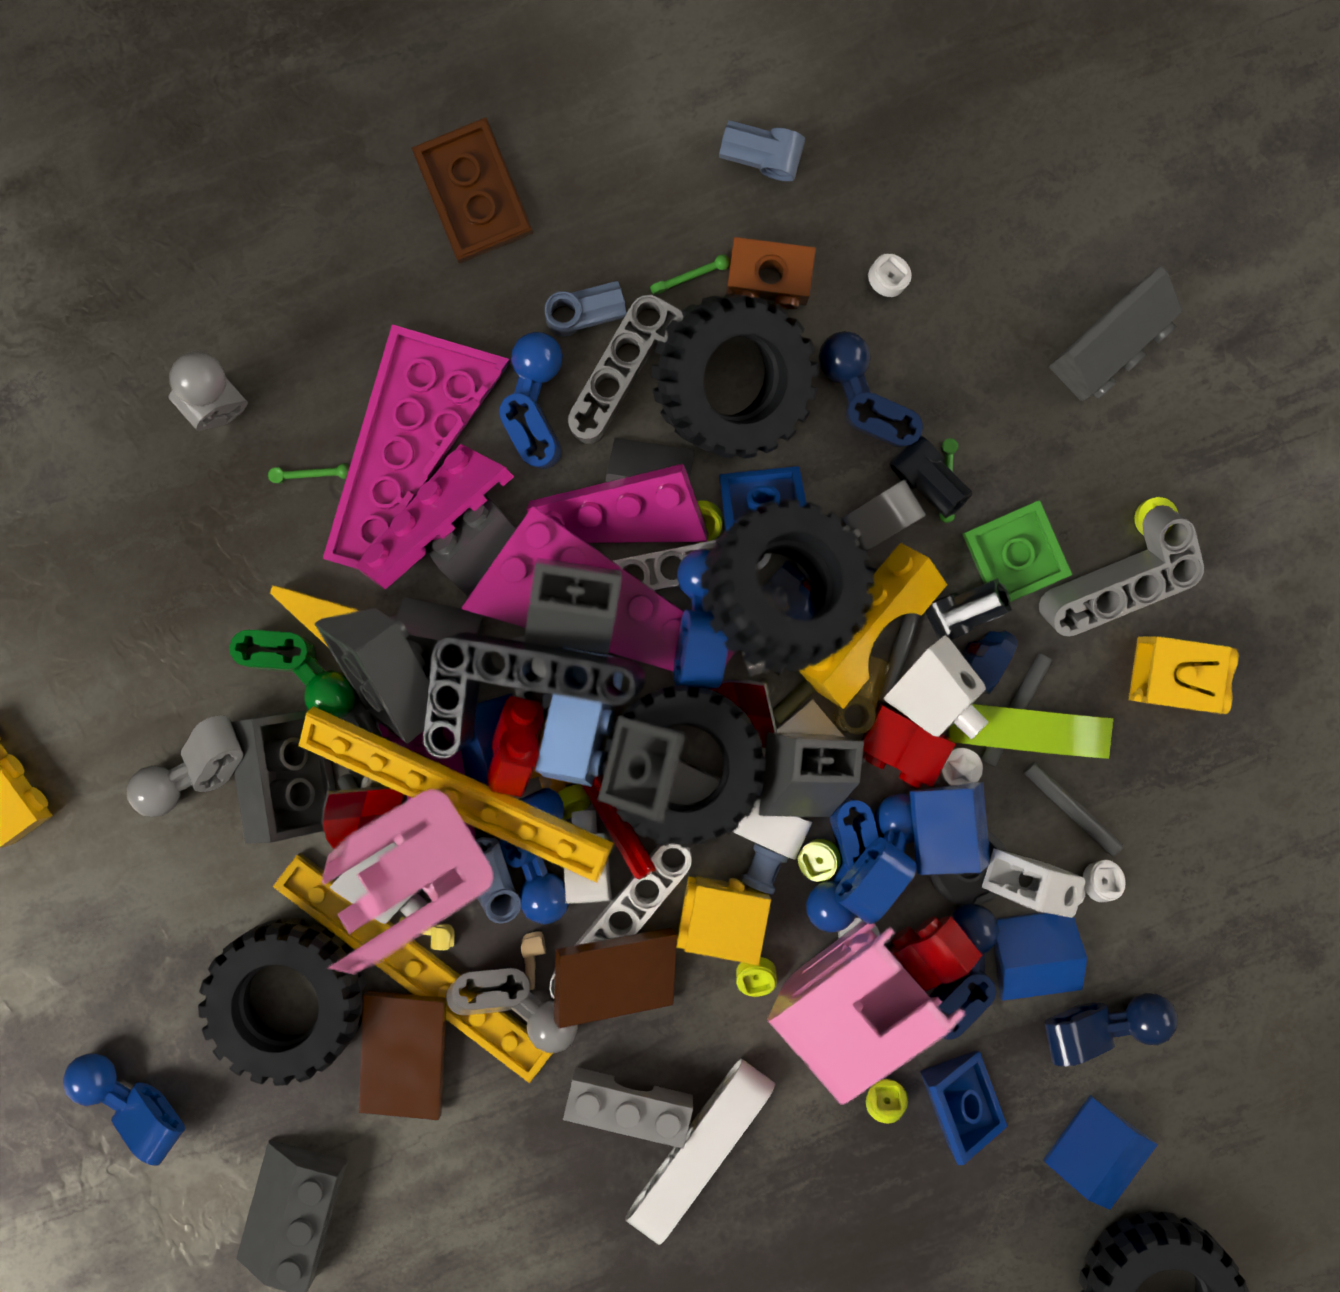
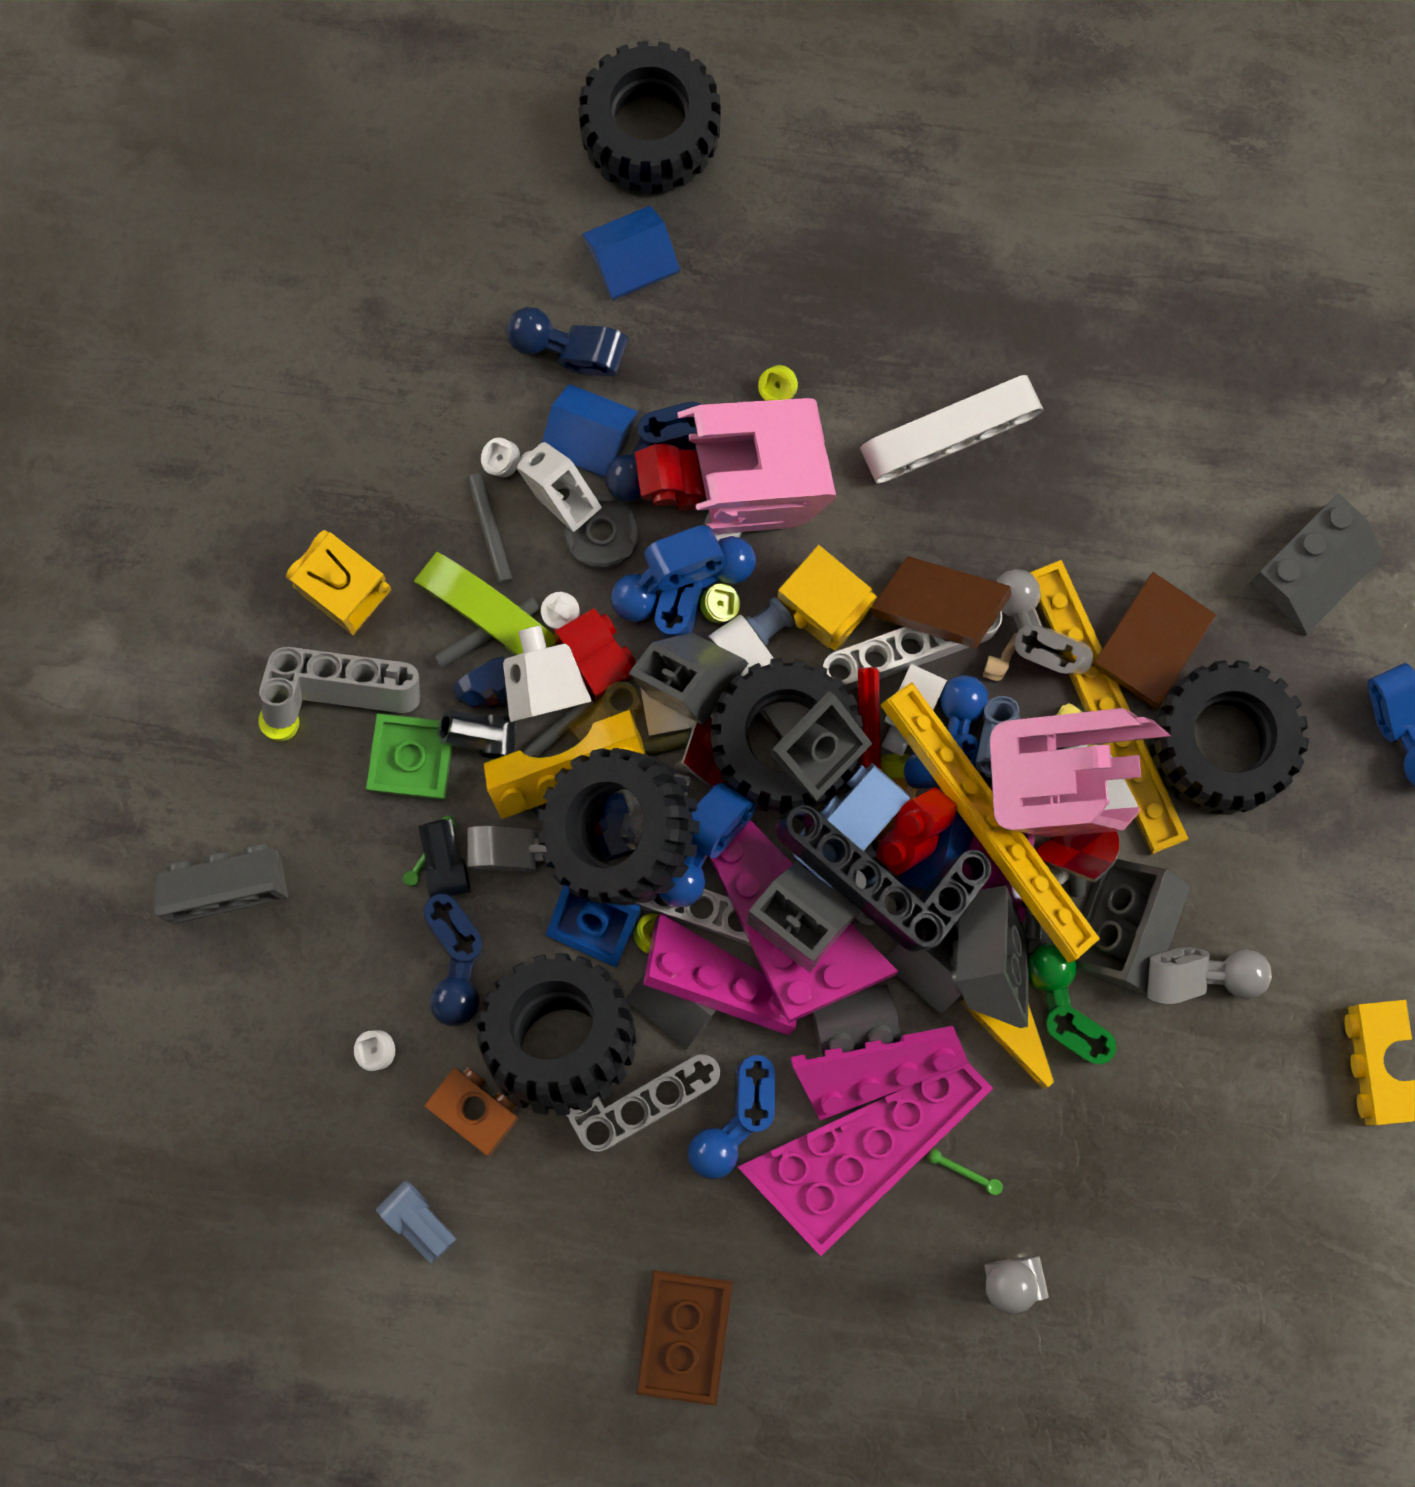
camera: 150 degrees left, 10 degrees down
(590, 306) = (643, 1171): sand blue piece -> none
(648, 1115) = (1009, 509): light grey arch -> none
(721, 262) = (507, 1146): bright green hinge -> none
(756, 979) = (828, 536): neon yellow tile -> none
(950, 829) = (599, 565): blue slope -> none
(964, 1104) = (716, 348): blue slope -> none

